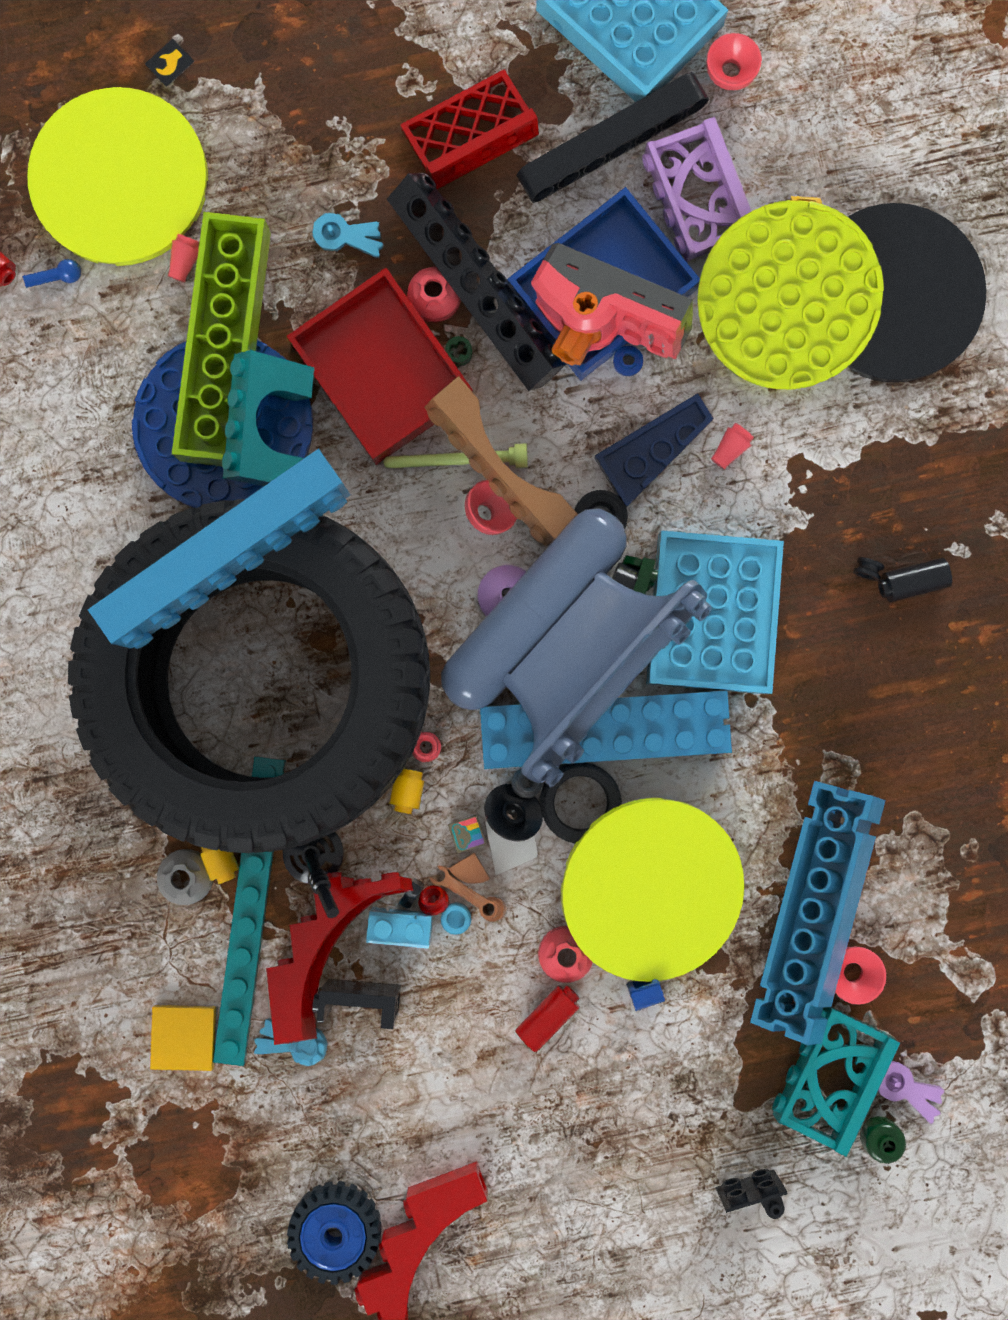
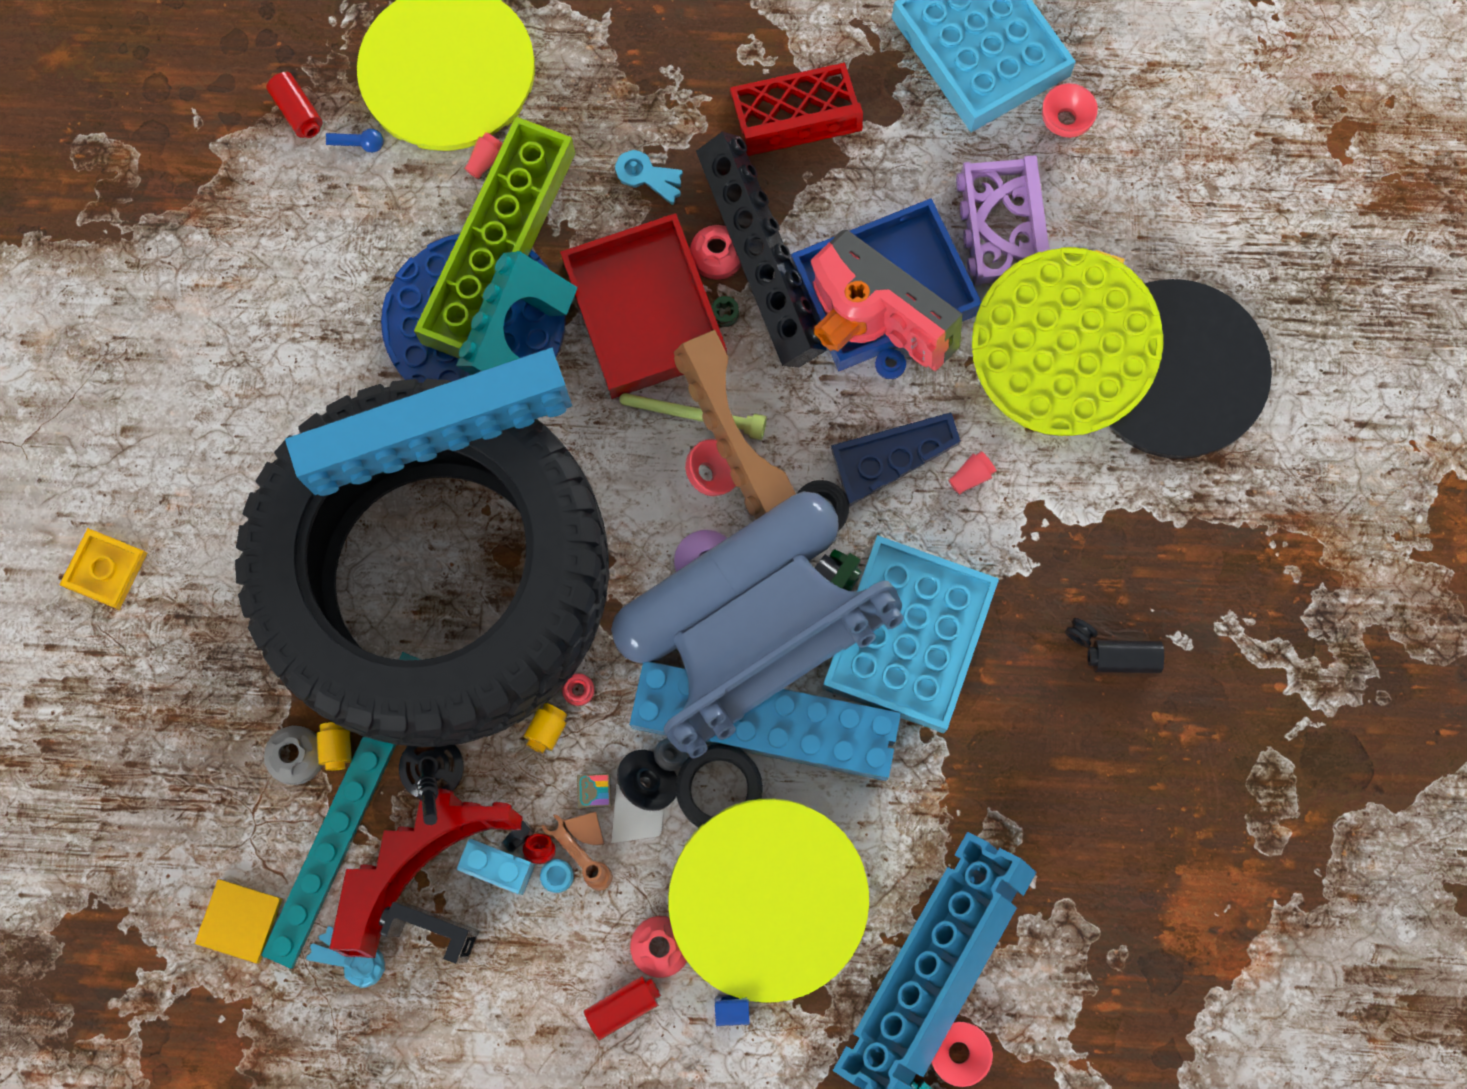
camera: 15 degrees right, 10 degrees down
(612, 137) = (932, 150): black beam -> none

